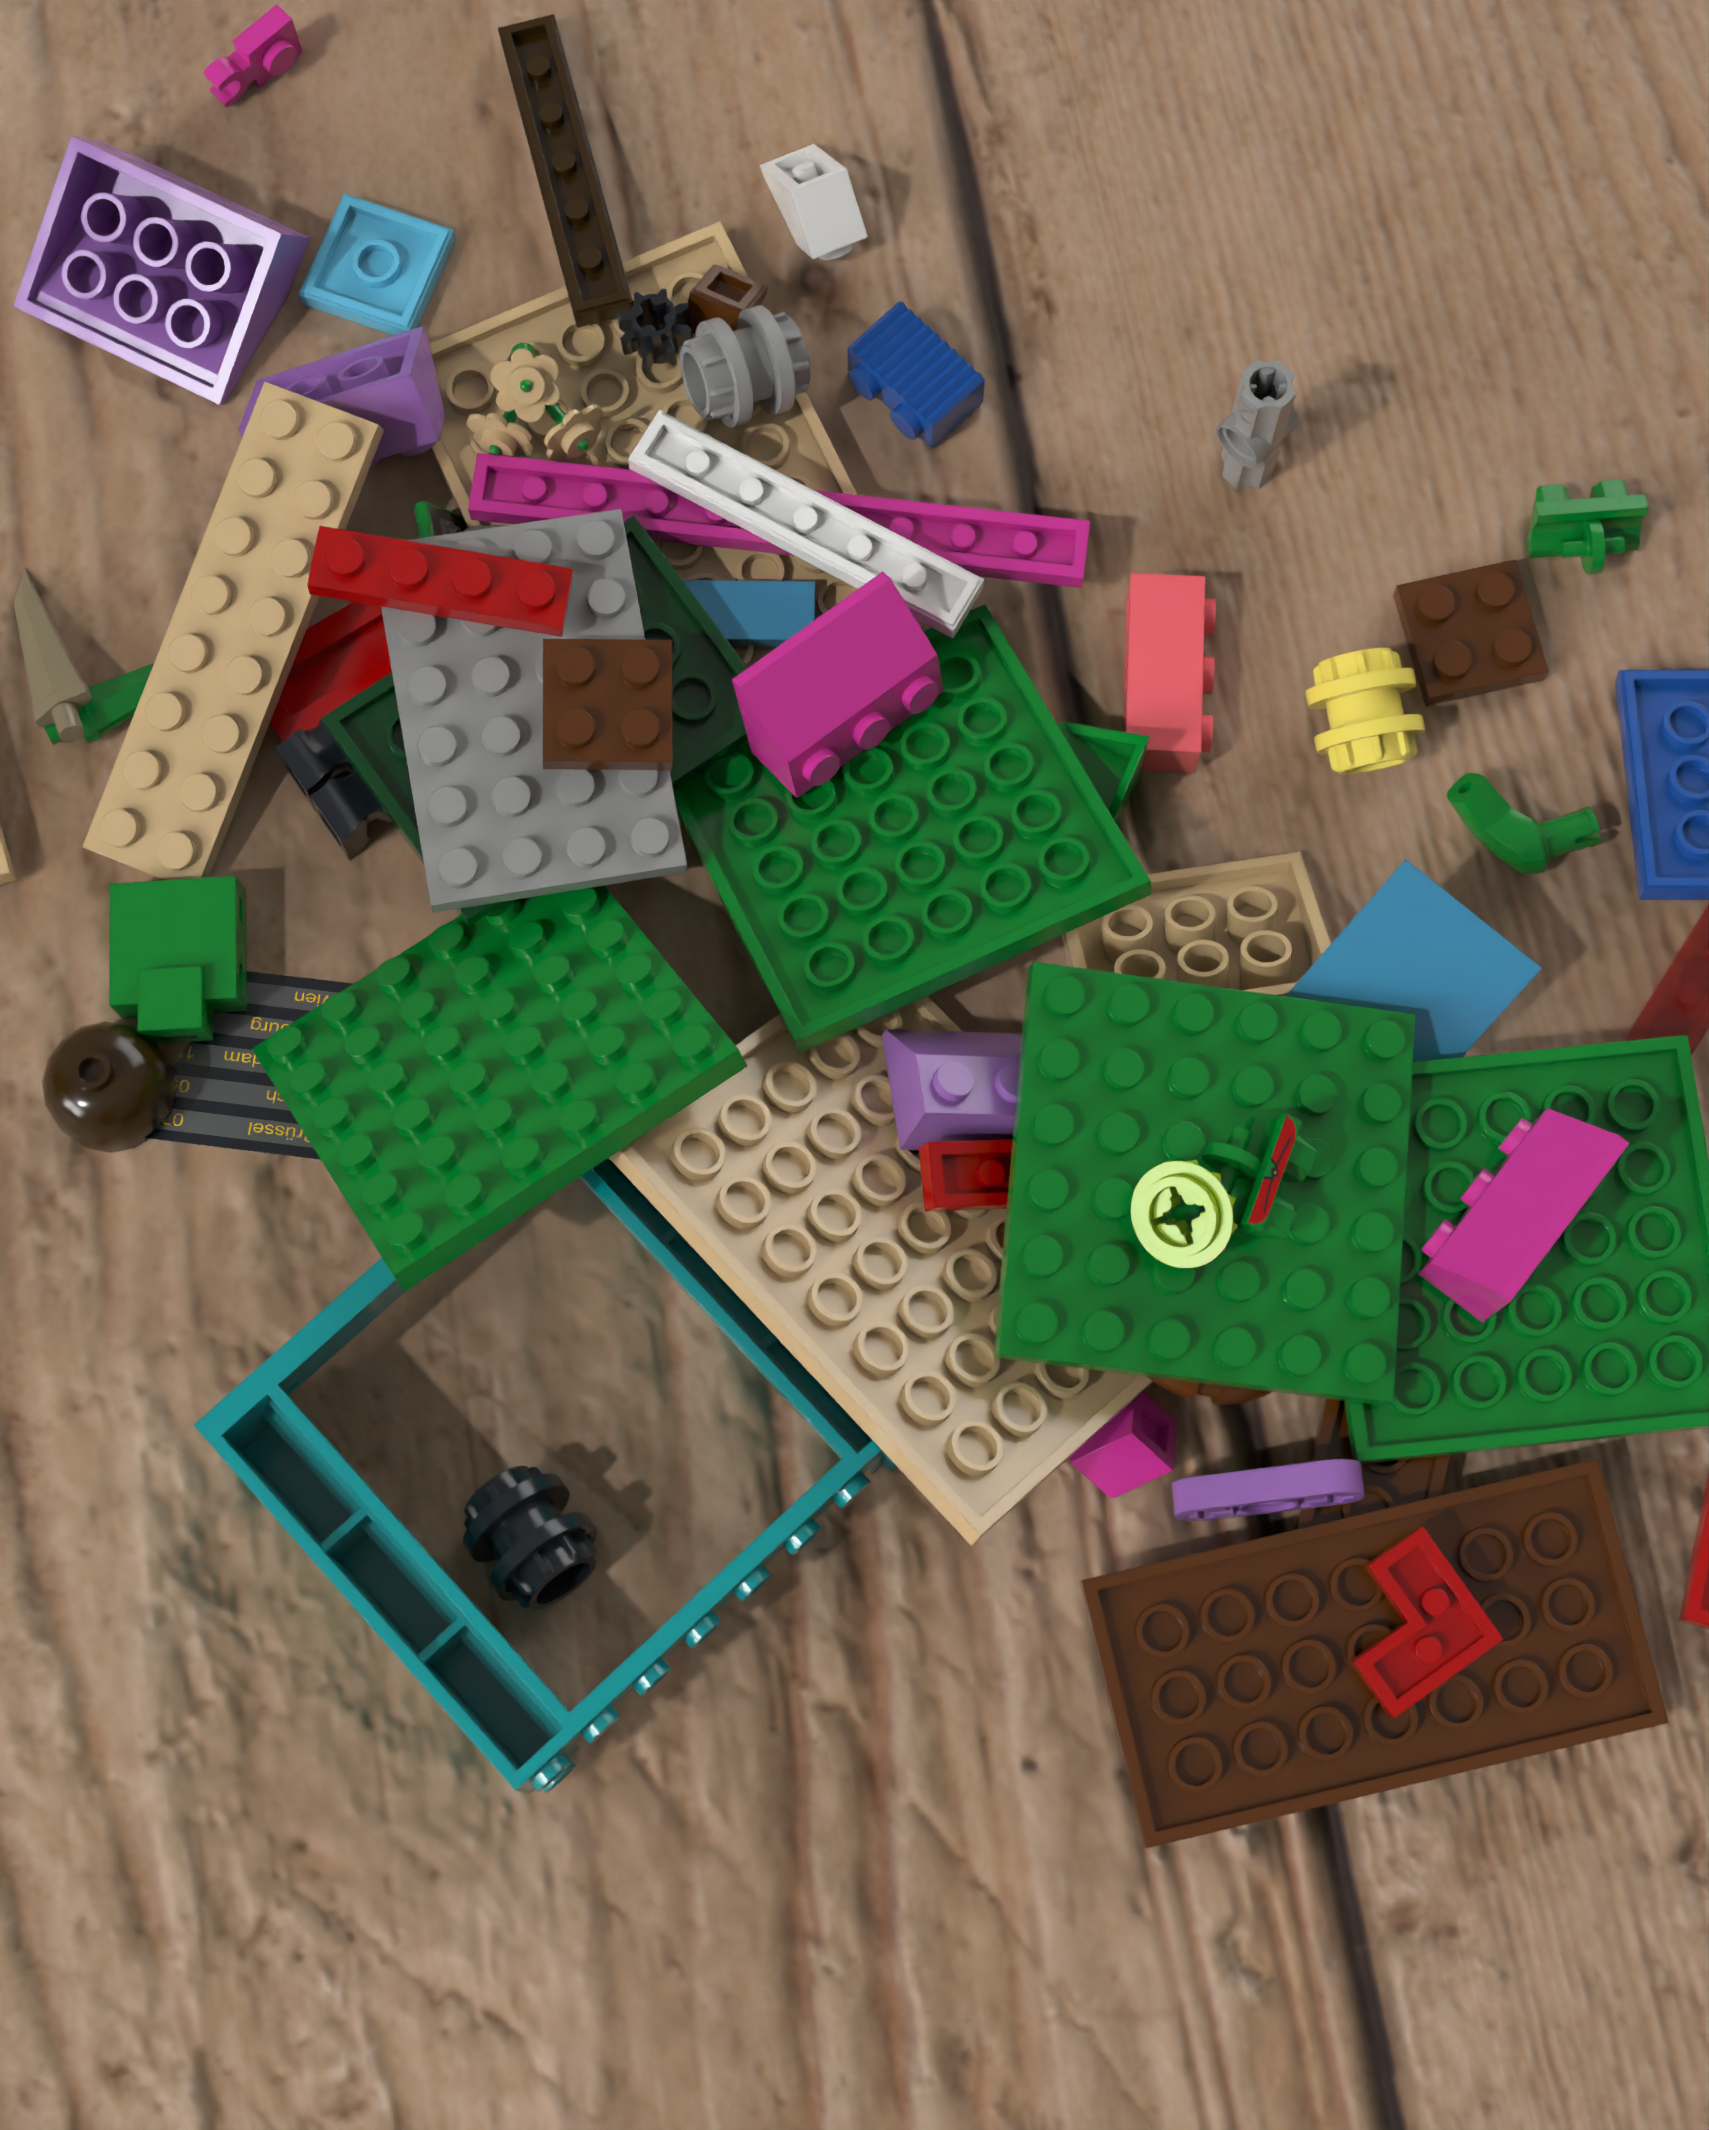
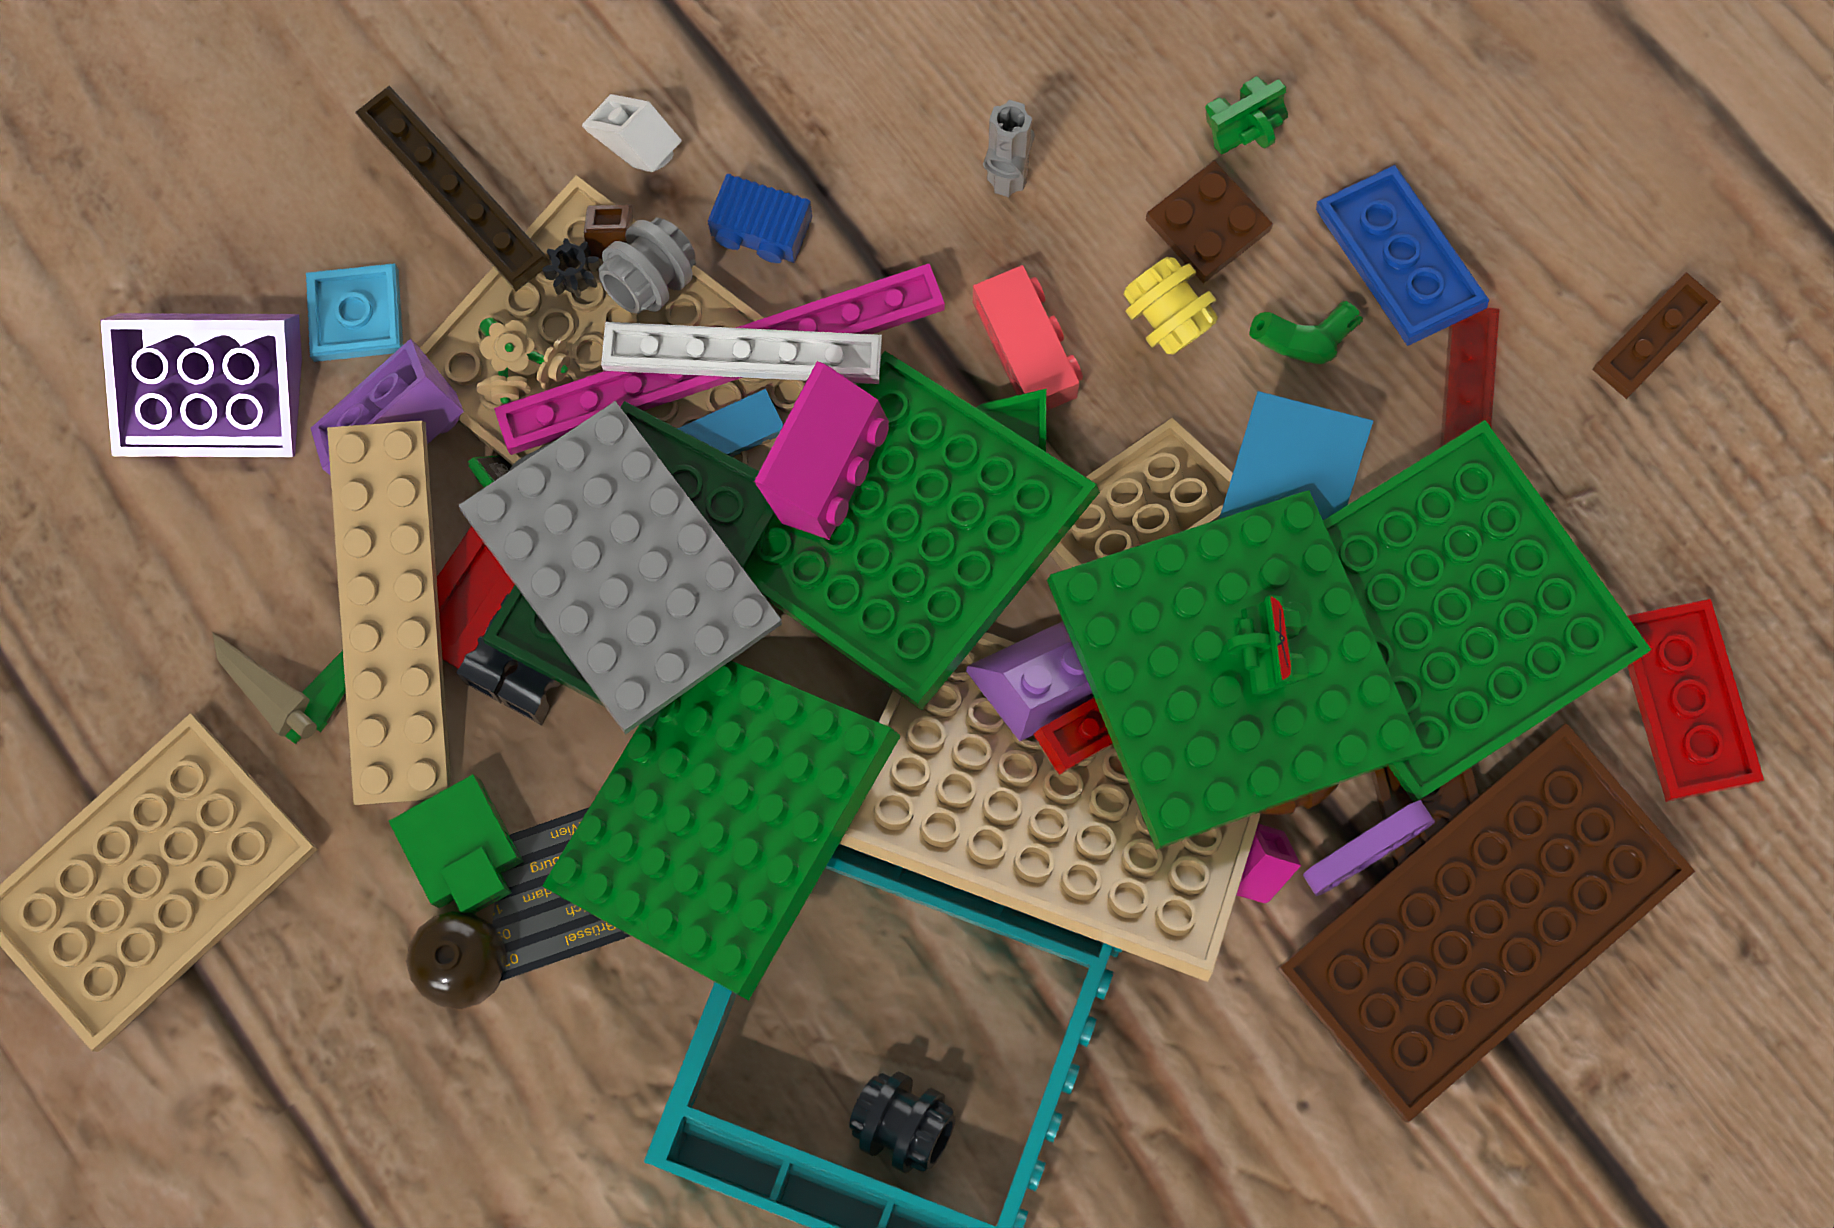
camera: 25 degrees left, 0 degrees up
(259, 54) = (198, 203): dark pink plate -> none
(440, 581) = (520, 507): red plate -> none
(607, 704) = (676, 537): reddish brown plate -> none
(1171, 1239) = (1235, 715): gear -> none
(1440, 1628) = (1525, 886): red plate -> none
(1518, 1210) = (1443, 586): dark pink slope -> none

